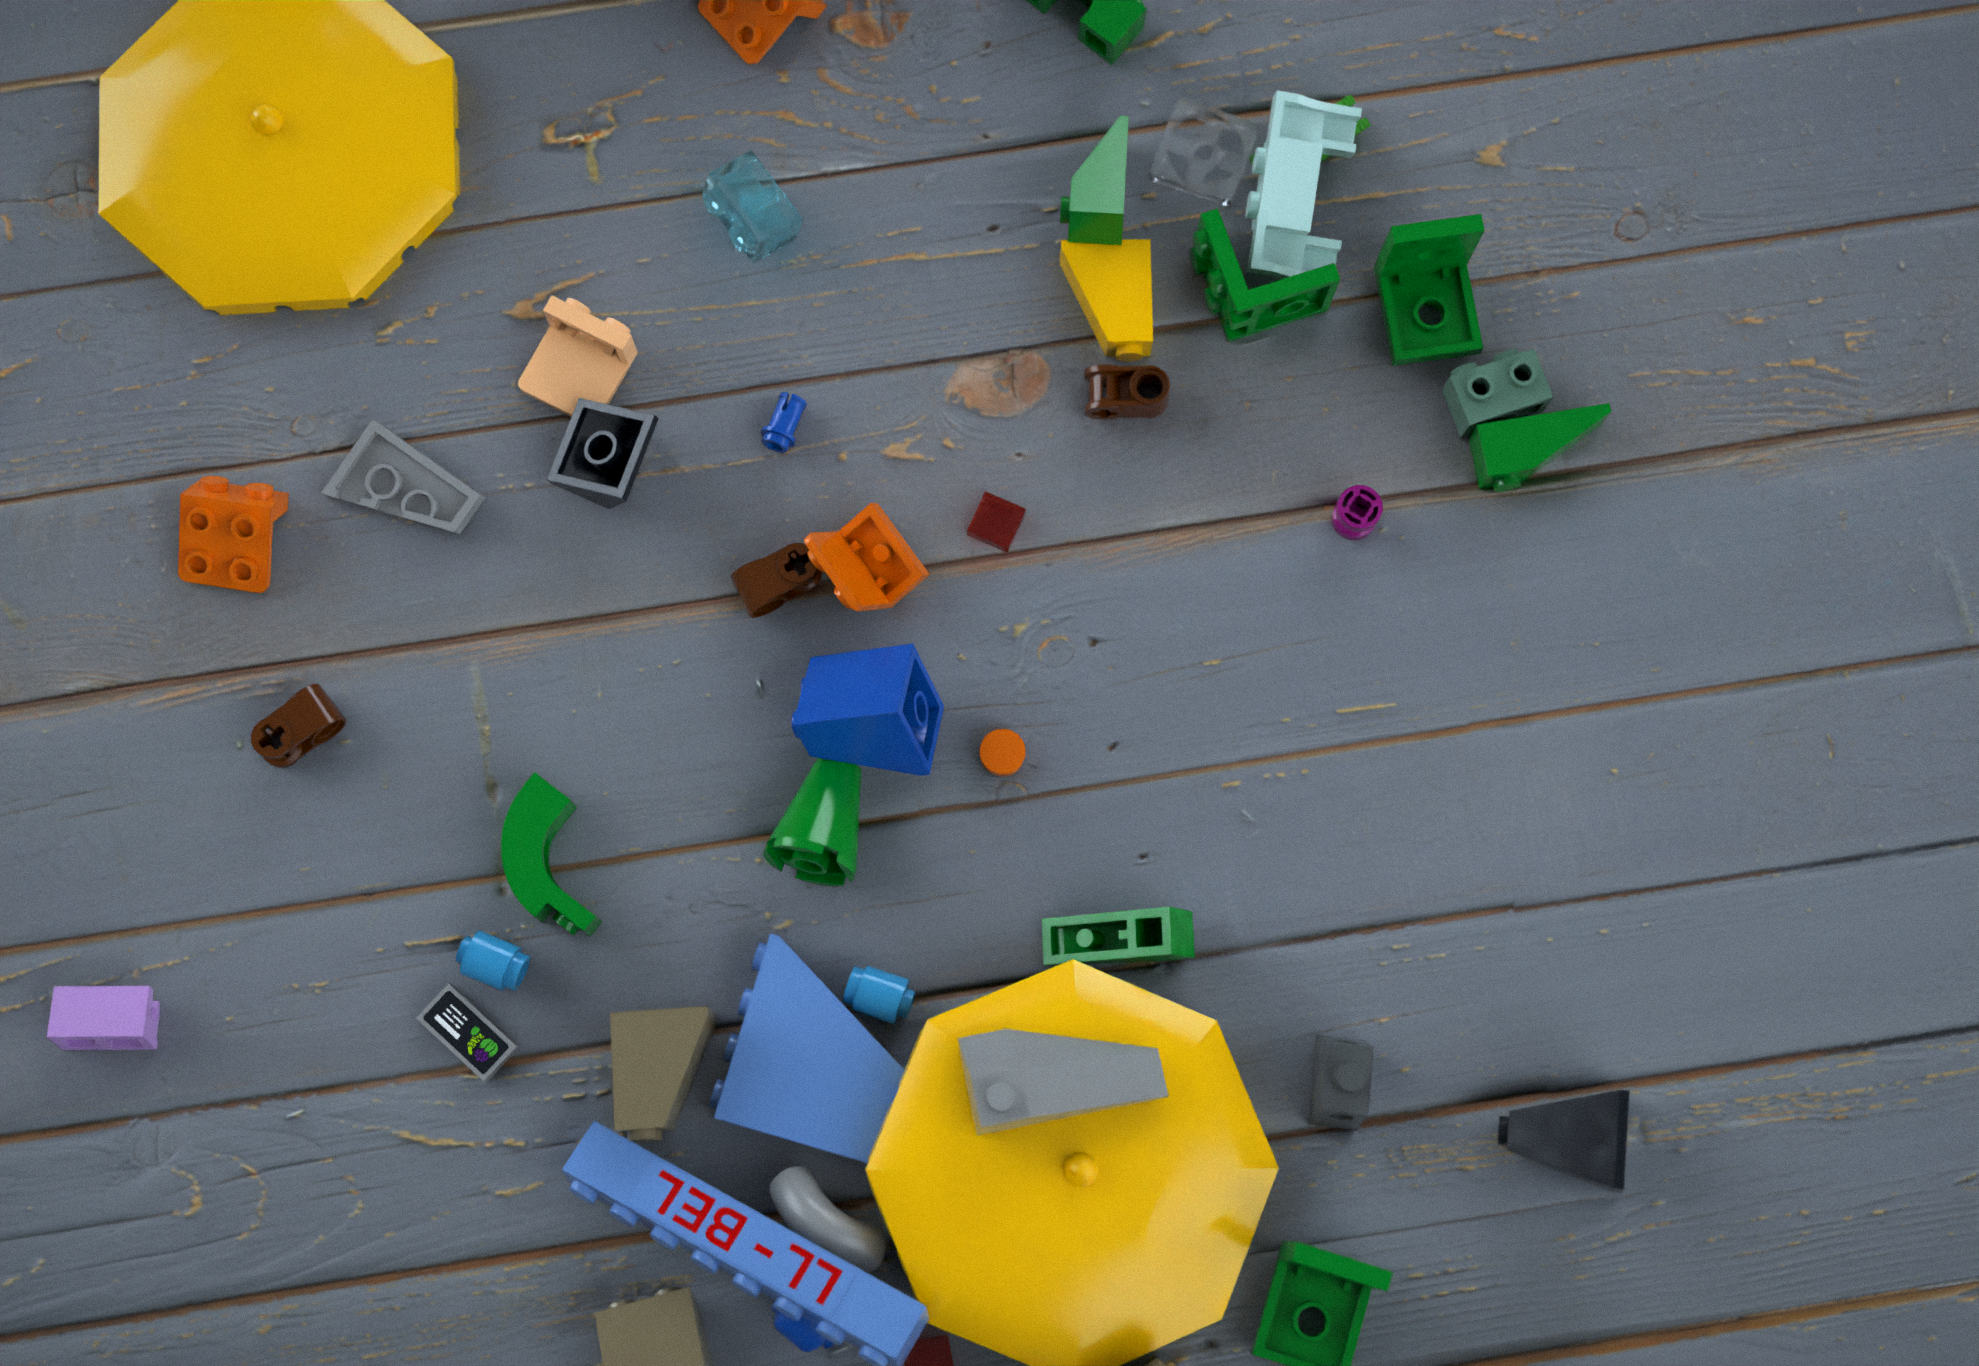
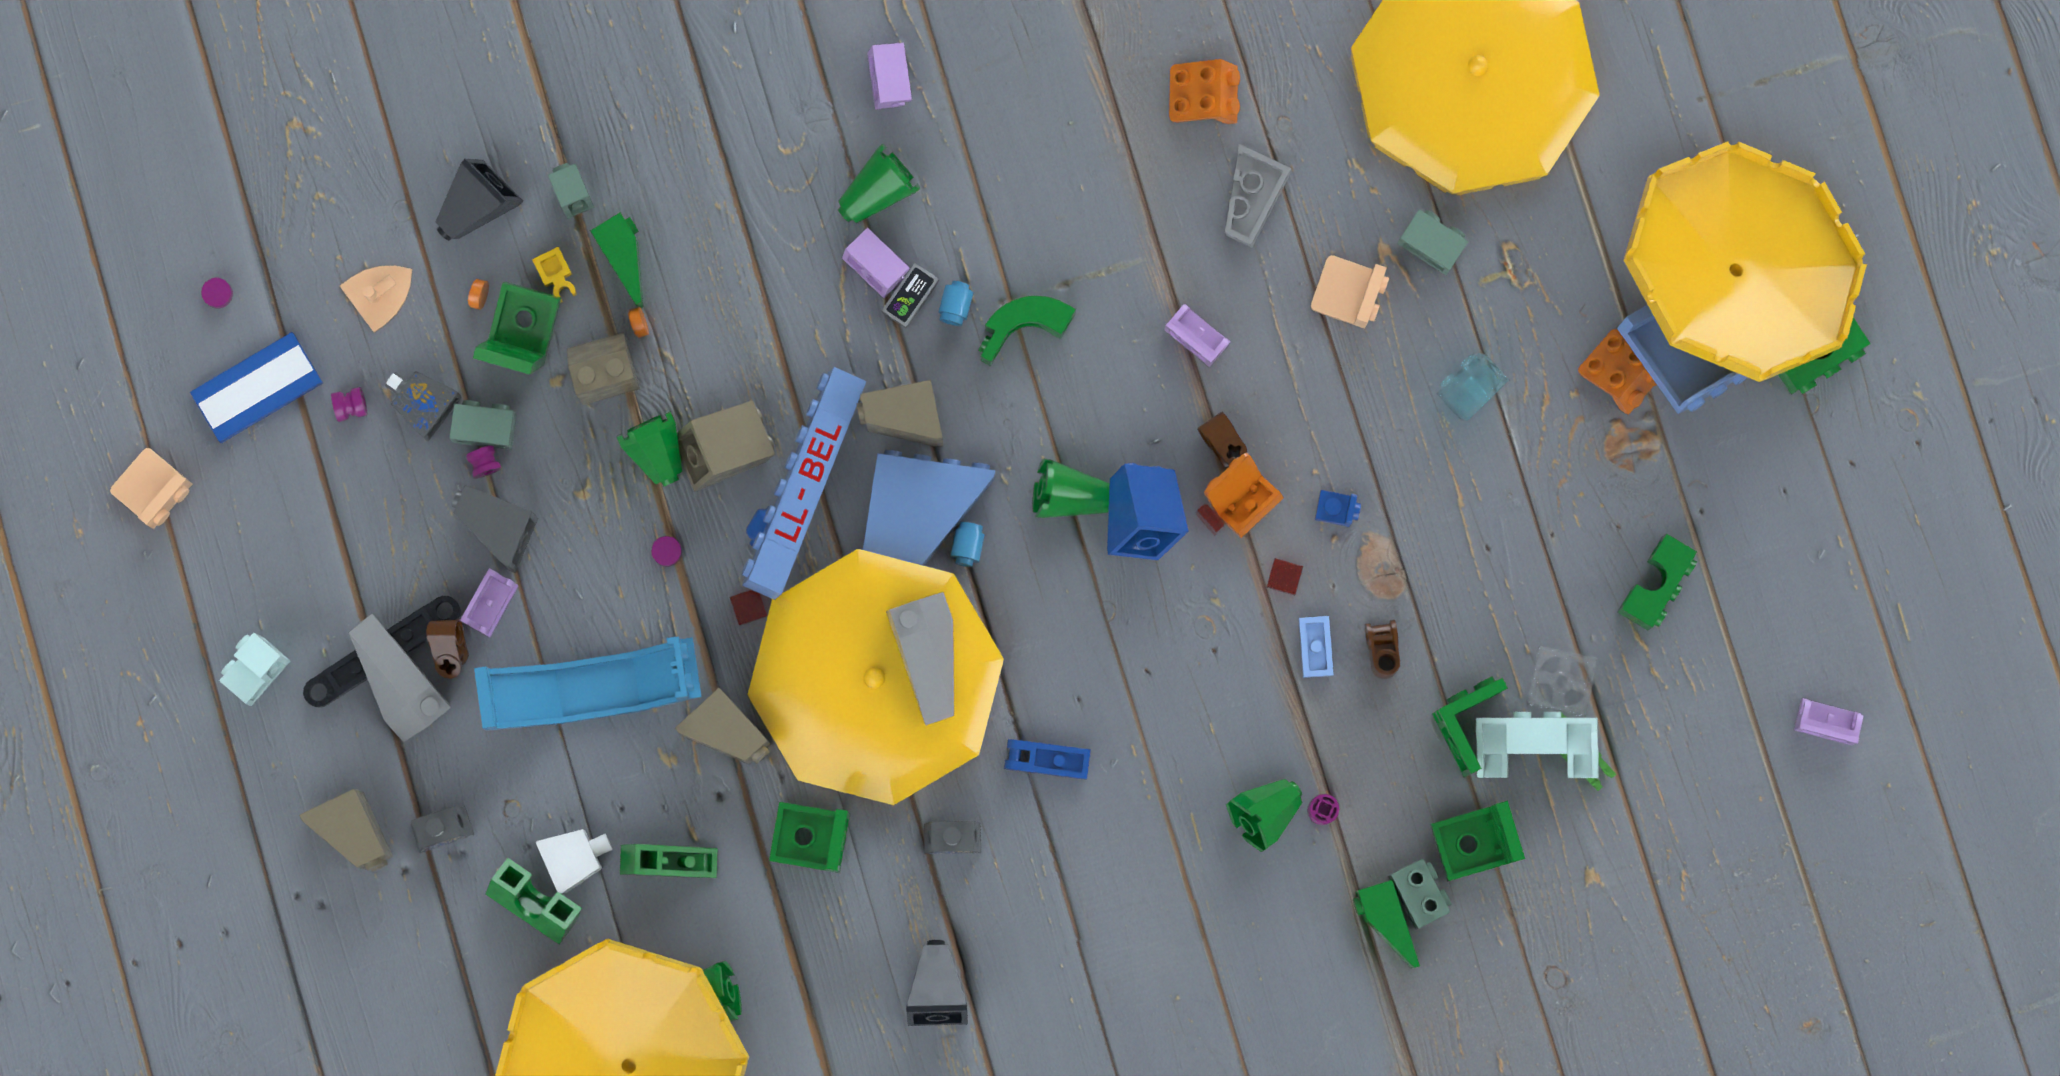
camera: 80 degrees right, 5 degrees up
(281, 1063) = (876, 187): none -> green cone
(302, 725) = (1088, 161): reddish brown piece -> none
(404, 1081) = (875, 262): none -> lavender hinge
(523, 230) = (1433, 241): none -> sand green brick
(602, 452) = (1290, 316): black slope -> none
(608, 598) = (1196, 335): none -> lavender hinge
(783, 423) = (1329, 429): blue pin -> none
(819, 1221) = (822, 528): light grey cylinder -> none
(894, 616) = (1210, 519): none -> clear red tile
(904, 428) = (1337, 508): none -> blue bracket
(1002, 752) = (1132, 600): orange tile -> none
(1098, 191) = (1516, 612): slope -> none
(1109, 489) = (1315, 646): none -> light blue plate
(1114, 293) = (1451, 633): yellow slope -> none
(1119, 937) = (1023, 689): green slope -> none
(1233, 914) = (1048, 759): none -> blue plate
(1354, 596) = (1265, 812): none -> green cone

